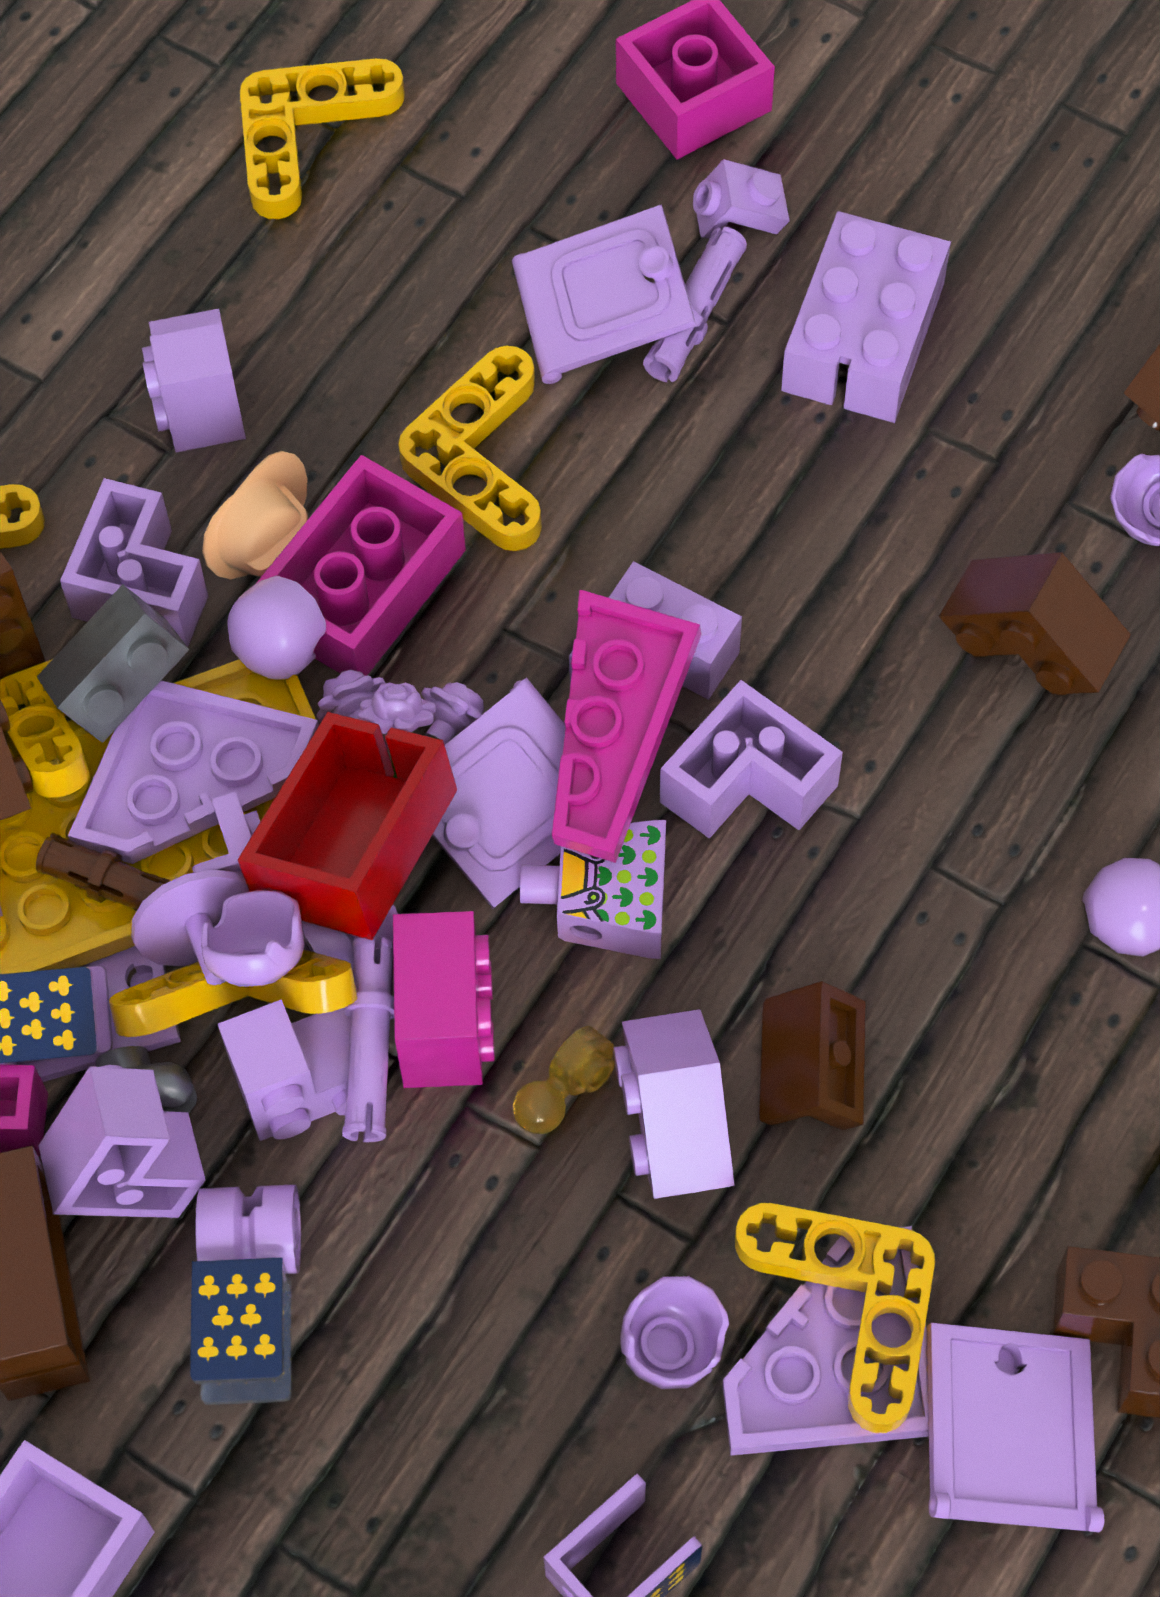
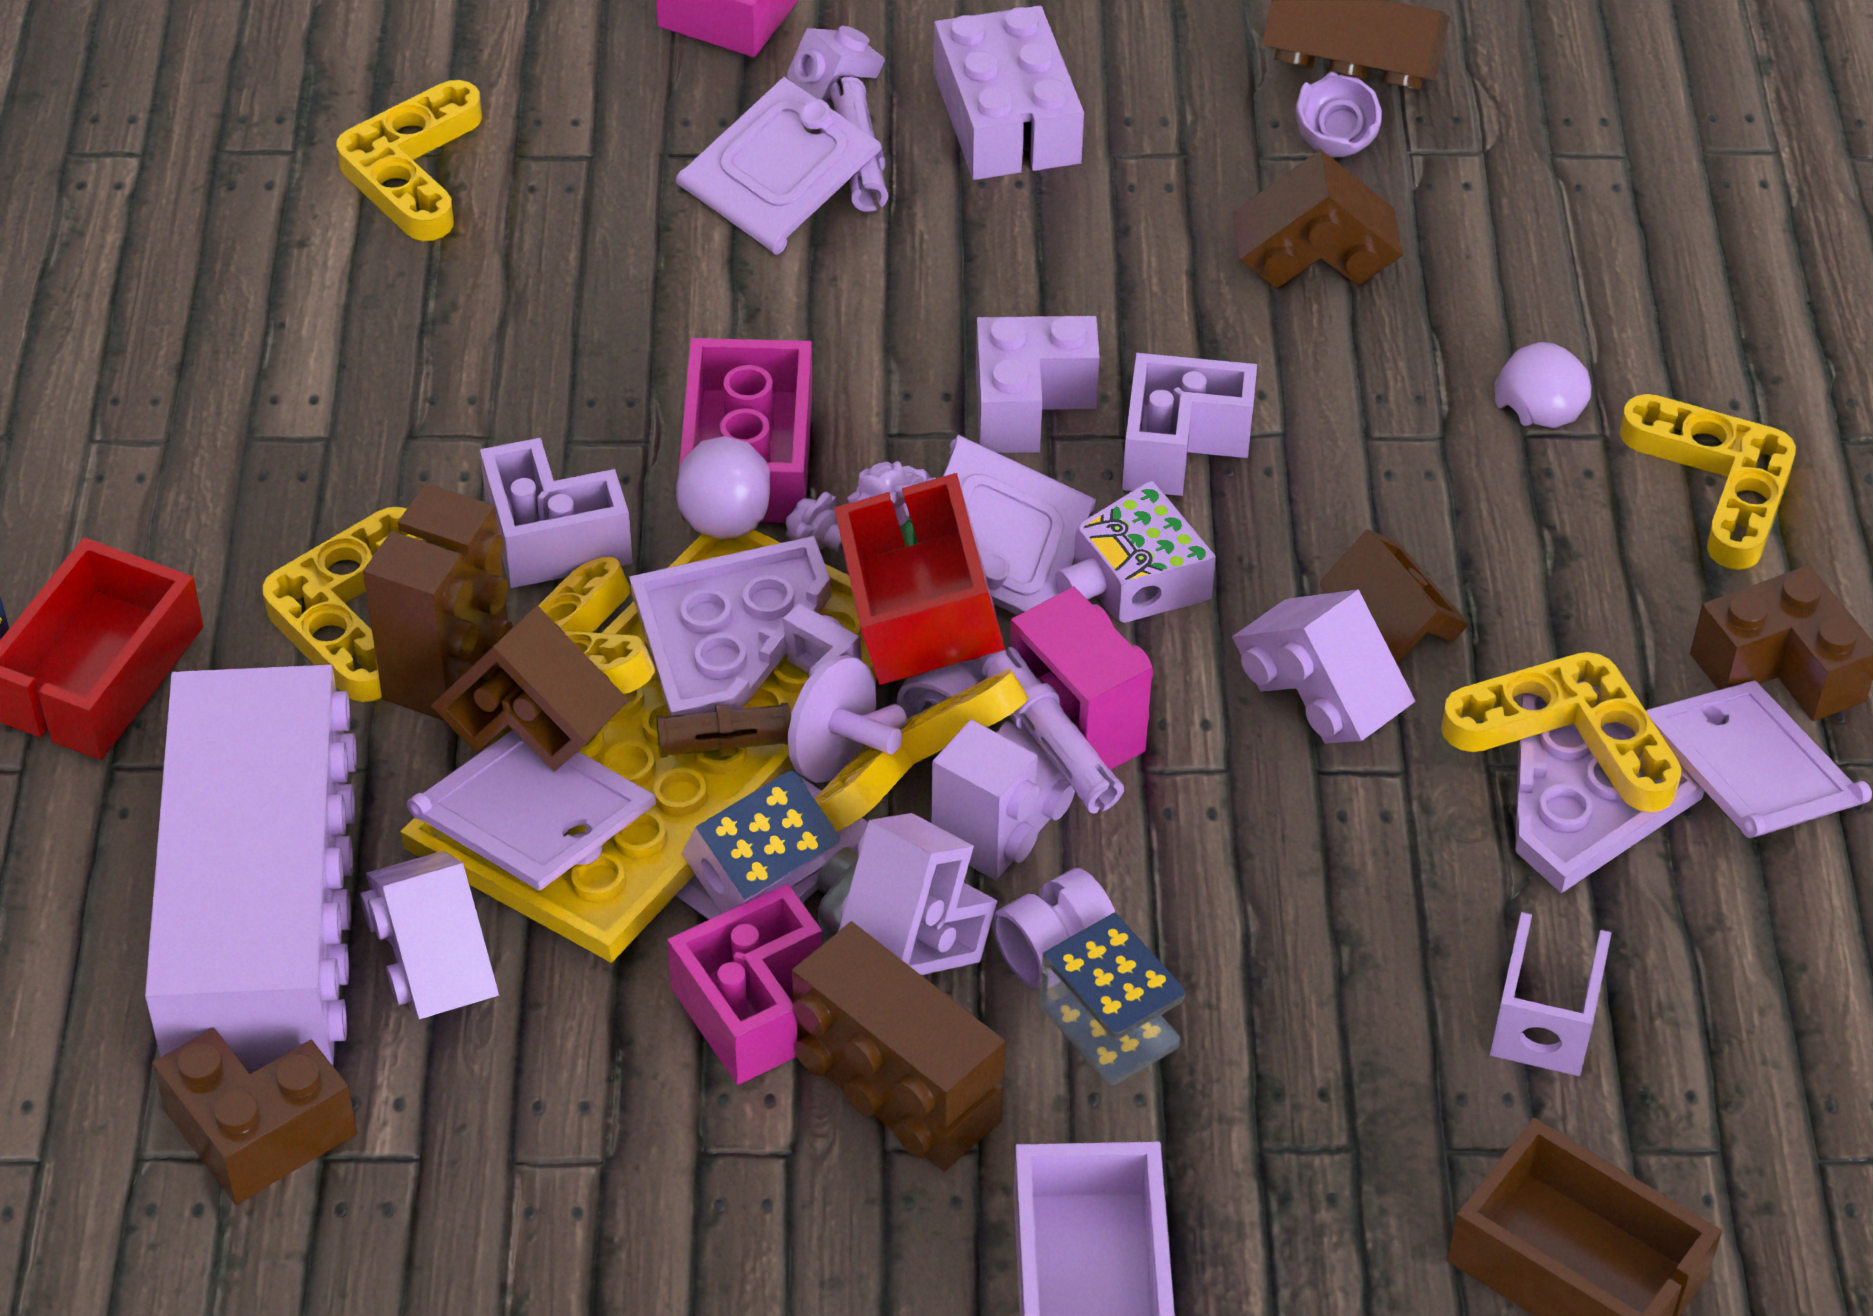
camera: 35 degrees left, 15 degrees down
(112, 663) = (608, 566): flat silver brick -> none
(192, 381) = (486, 359): lavender brick -> none
(255, 938) = (915, 685): lavender hair -> none
(258, 518) = (638, 435): light nougat piece -> none
(457, 443) = (742, 318): yellow beam -> none
(578, 1066) = (1212, 730): clear yellow plate -> none
(619, 704) = (1062, 414): dark pink wing -> none
(674, 1332) = (1453, 822): lavender hair -> none

